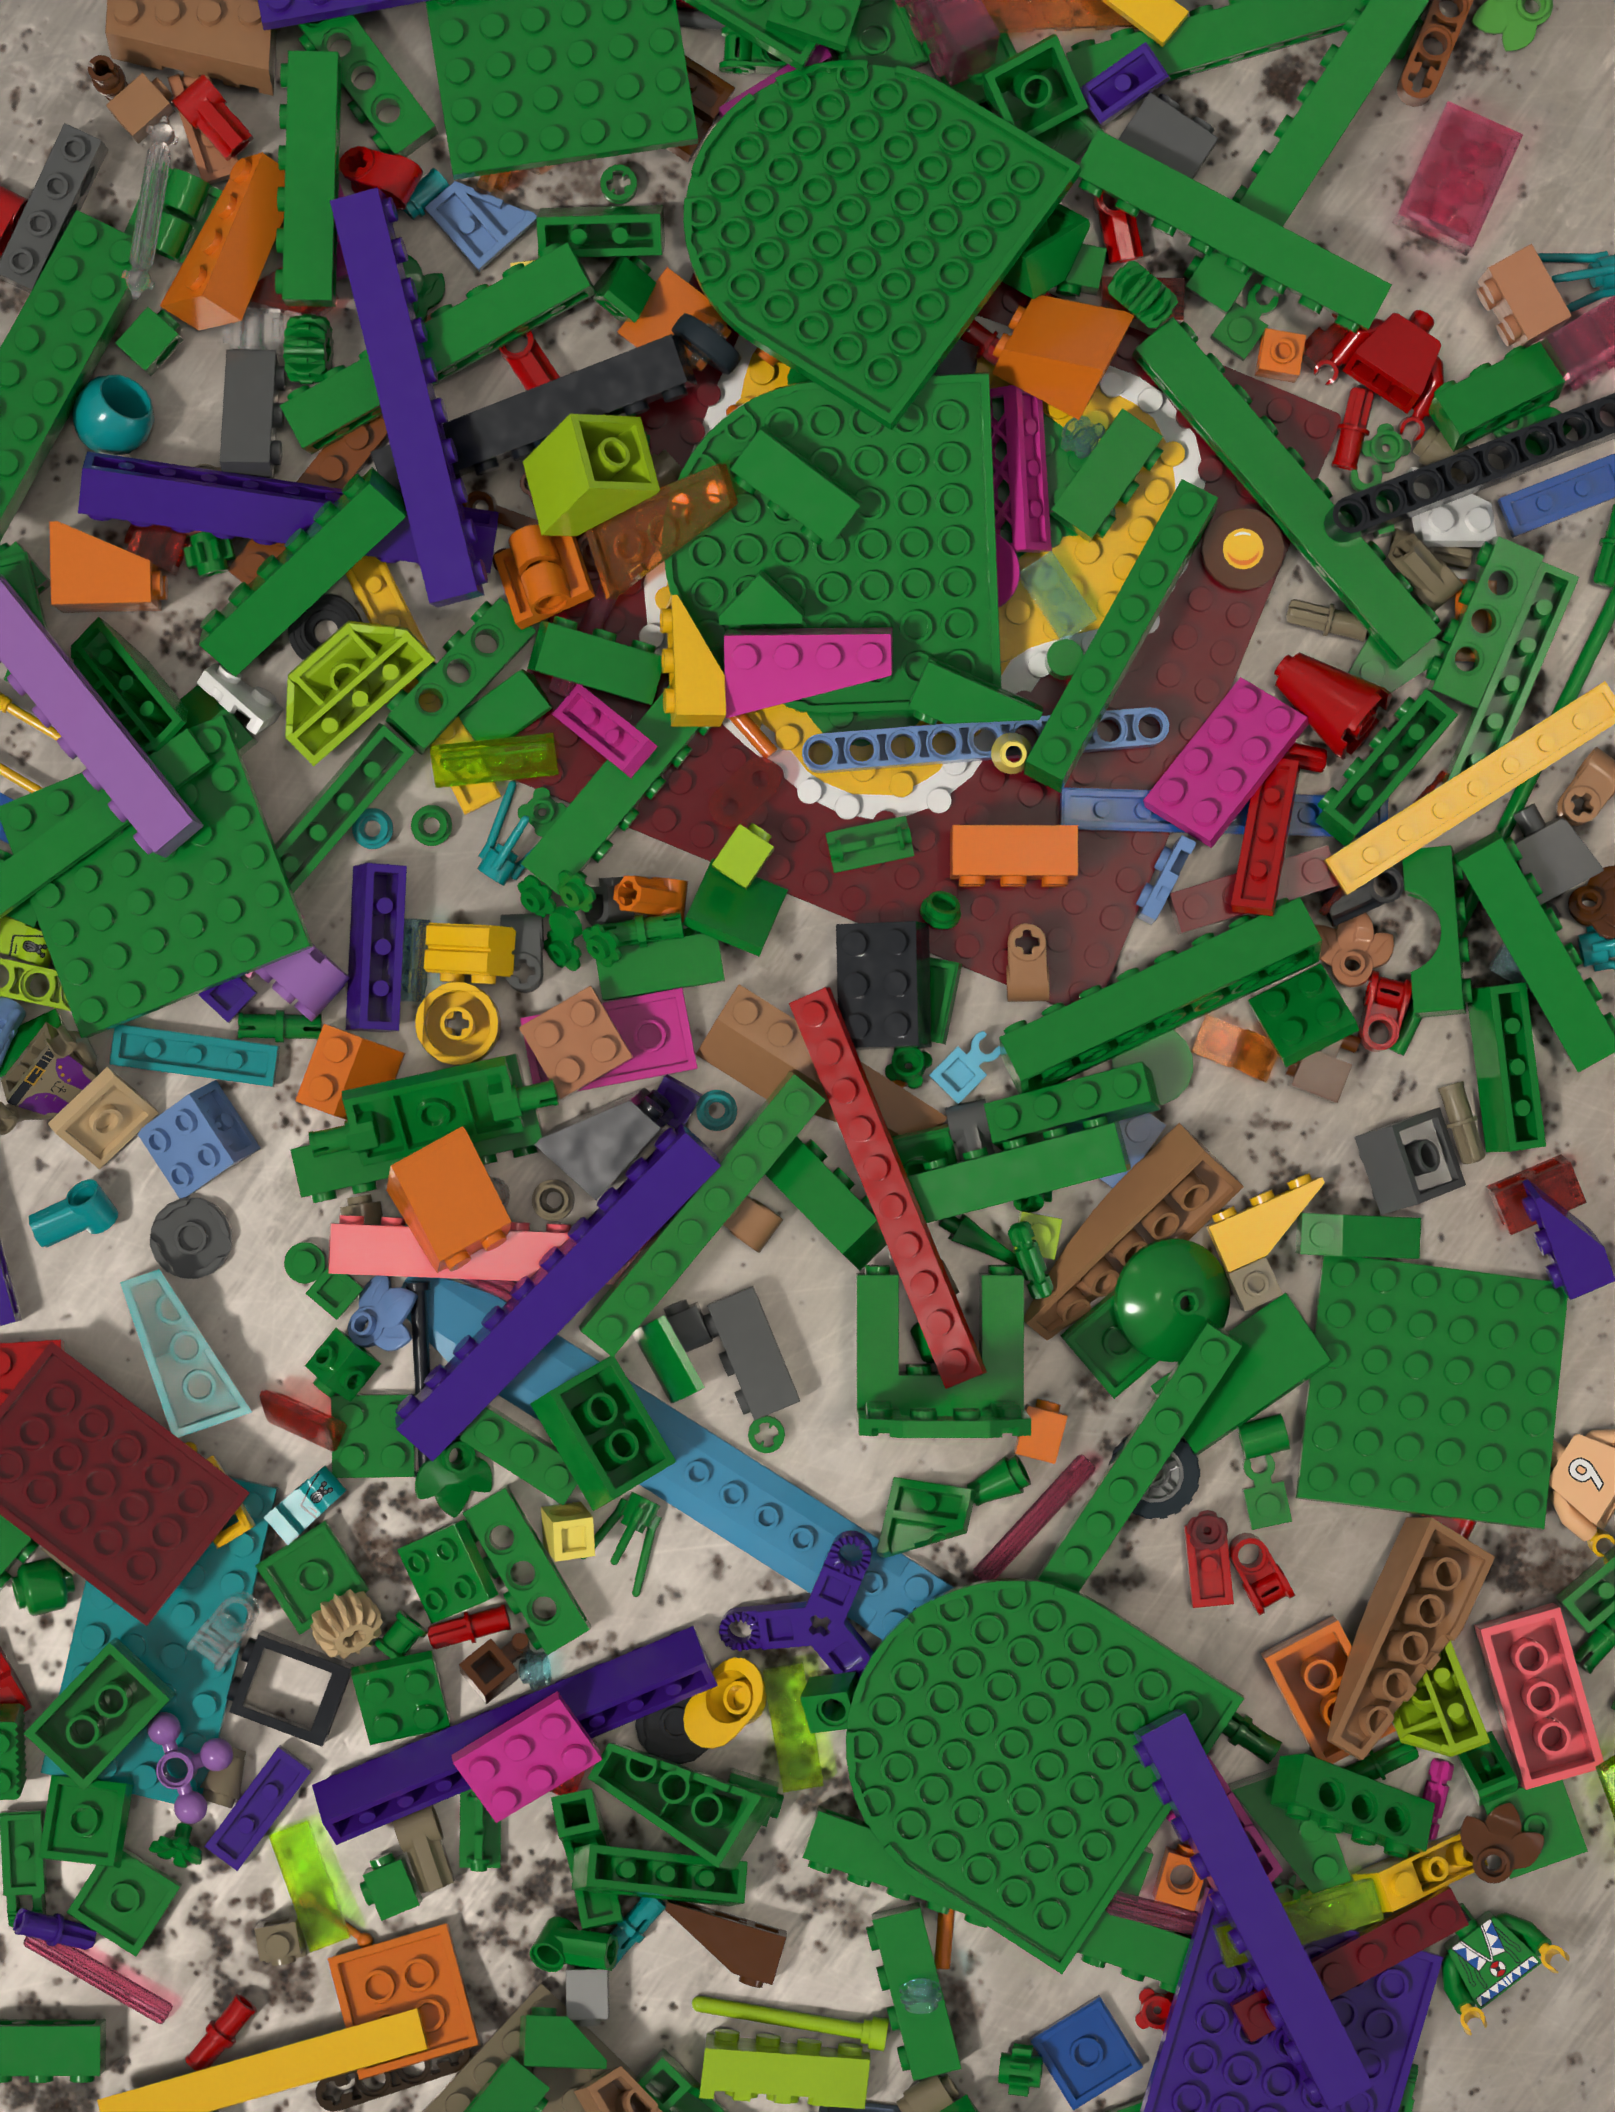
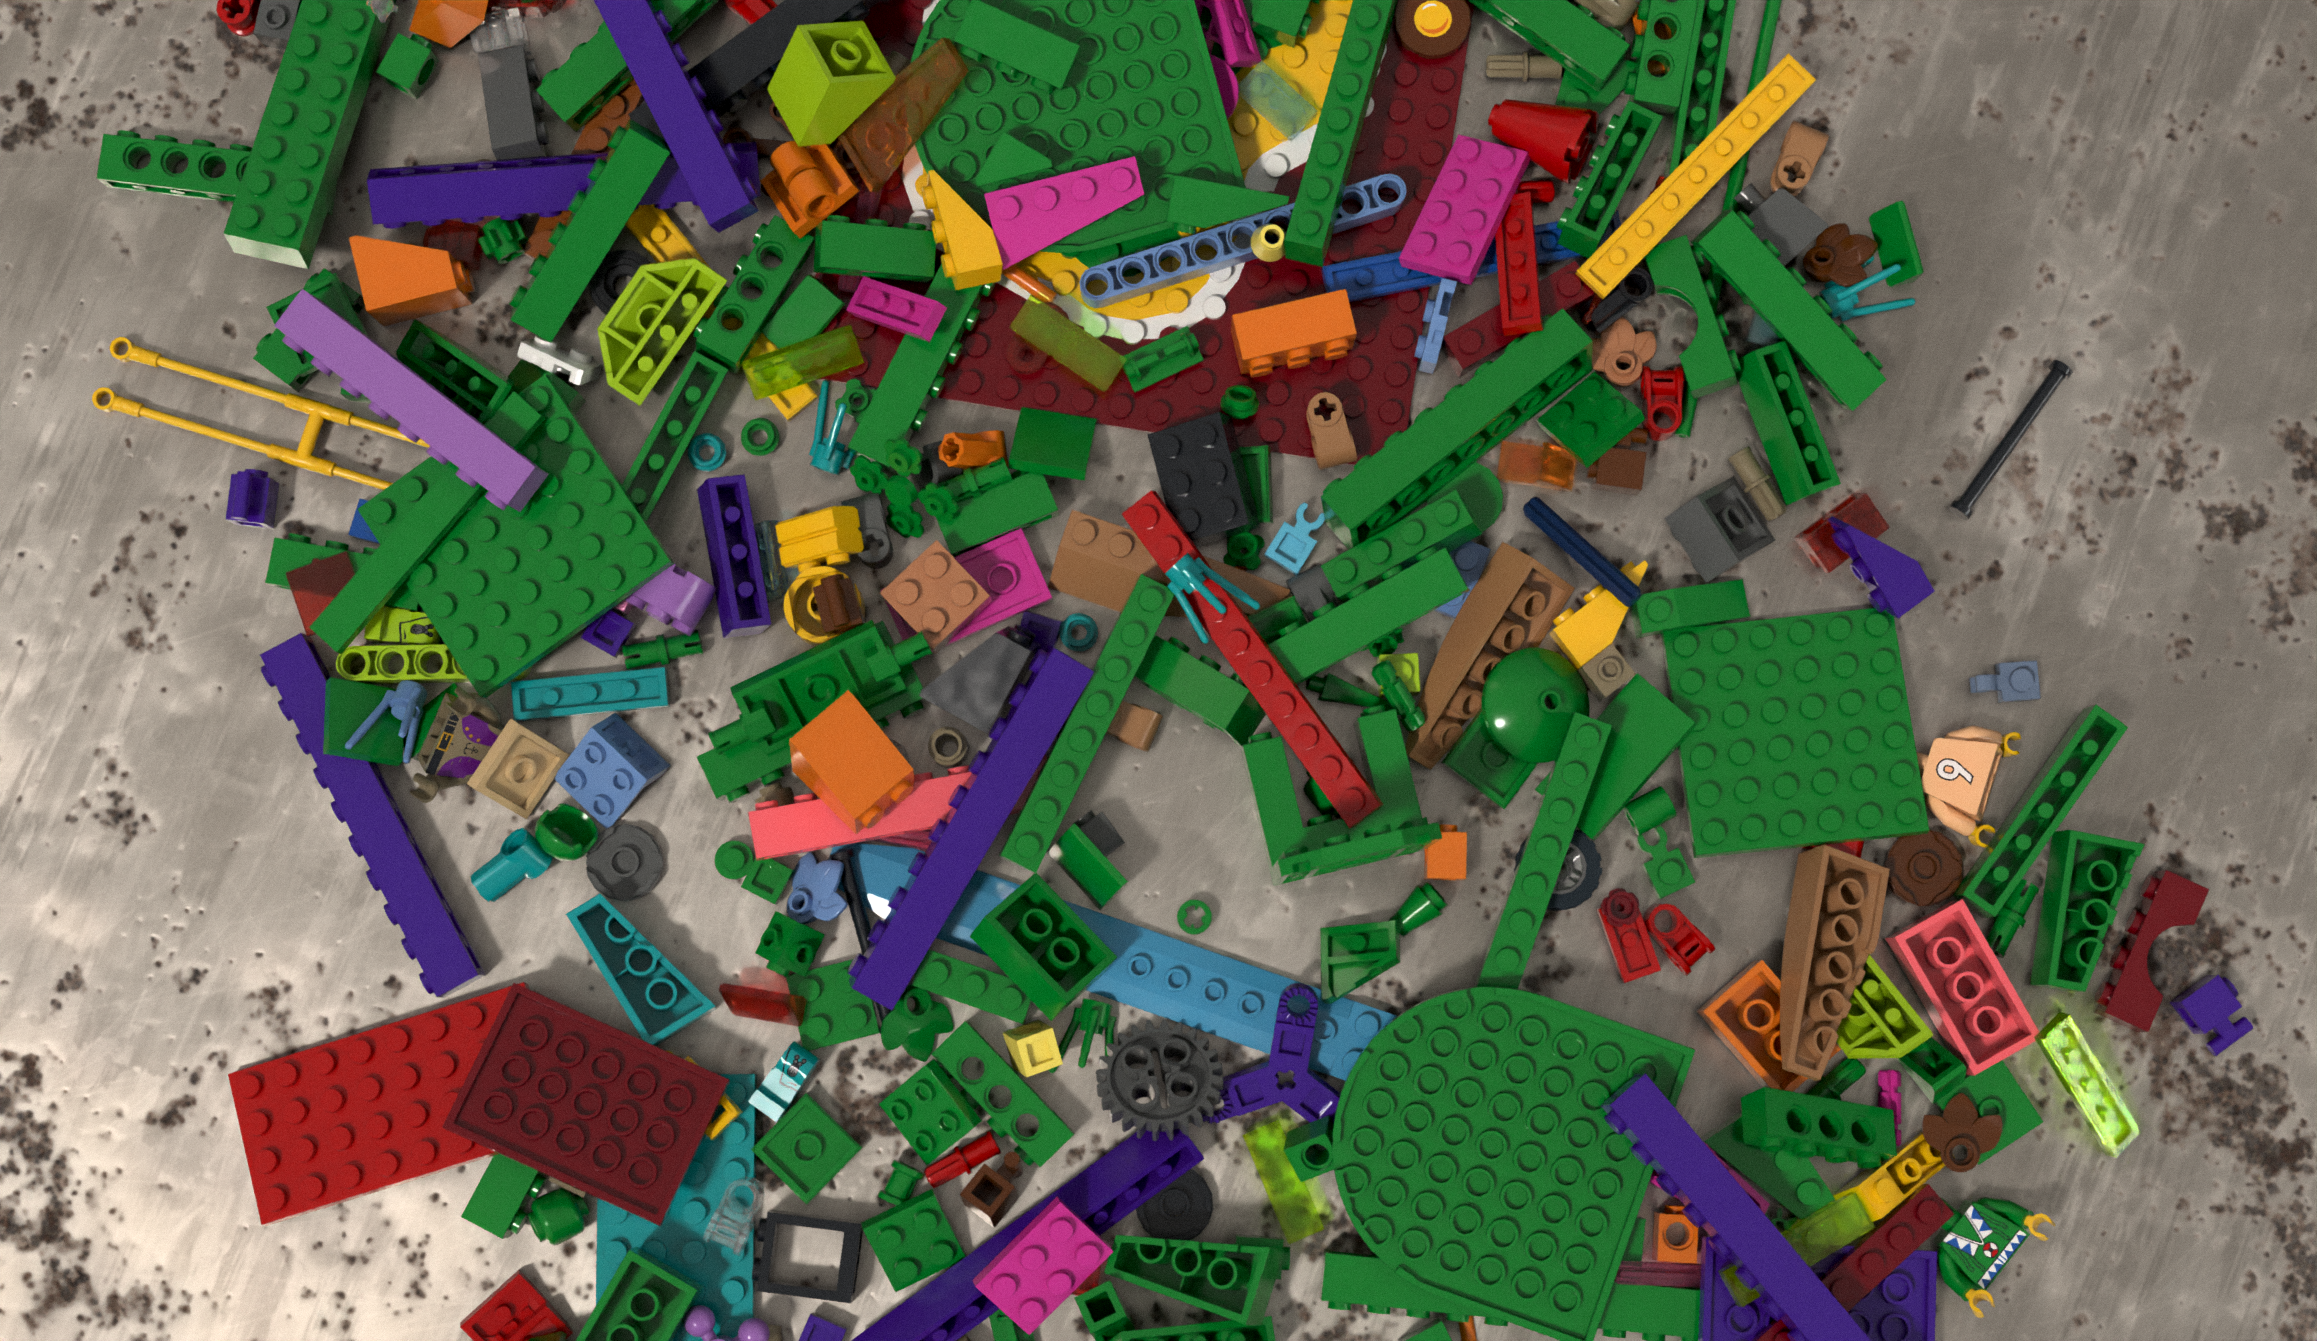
camera: 10 degrees left, 5 degrees down
(113, 415) = (388, 134): teal helmet -> none
(137, 1194) = (566, 832): none -> green hair
(308, 348) = (550, 36): green gear -> none
(344, 1063) = (724, 664): orange slope -> none
(346, 1624) = (847, 1183): tan gear -> none
(473, 1030) = (838, 604): none -> reddish brown brick
(535, 1669) = (1032, 1185): clear light blue plate -> none
(724, 1710) = (1214, 1181): yellow piece -> none
(728, 1597) = (1196, 1073): none -> dark grey gear
(744, 854) = (1049, 393): lime brick -> none
(751, 1353) = (1163, 845): dark grey brick -> none
(775, 807) = (1067, 343): none -> clear neon green plate
(841, 1089) = (1188, 576): none -> teal plant
(1034, 1519) = (1459, 935): clear pink axle -> none
(1063, 658) = (1295, 151): green piece -> none
(1243, 1732) = (1707, 1090): green pin -> none
(1259, 1152) = (1582, 551): none -> dark blue axle
(1532, 1563) = (1923, 868): none -> reddish brown tile

